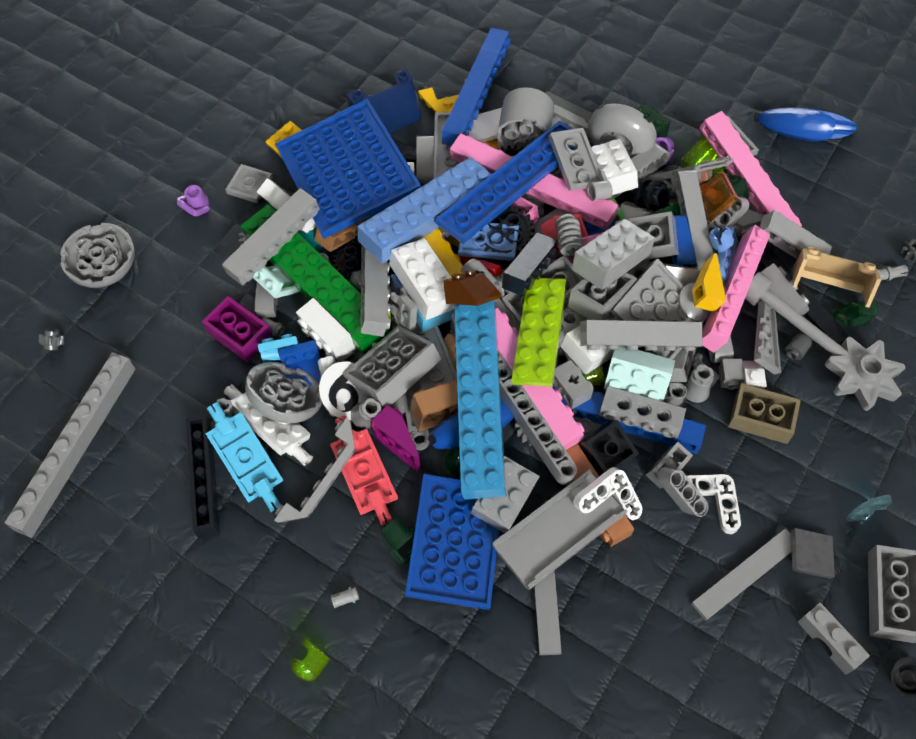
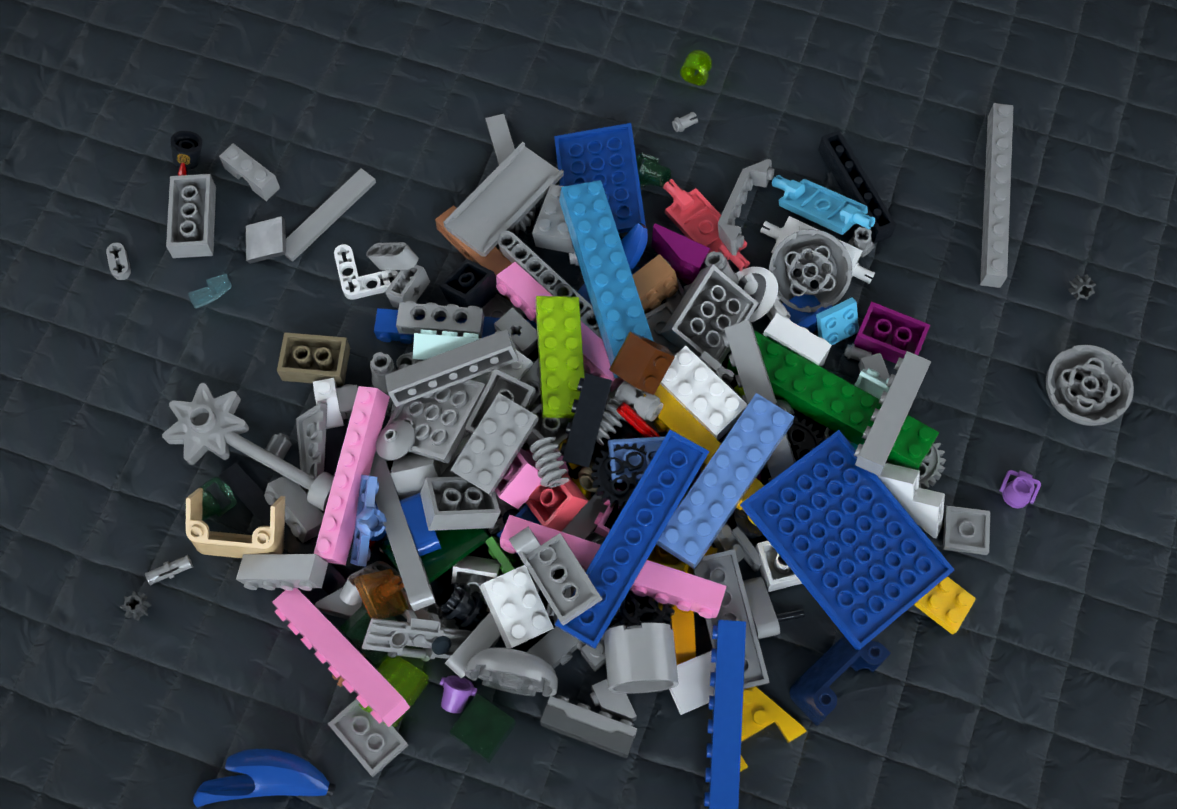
camera: 165 degrees right, 5 degrees up
(610, 488) = (457, 244): white beam -> none
(708, 288) = (383, 441): yellow slope -> none

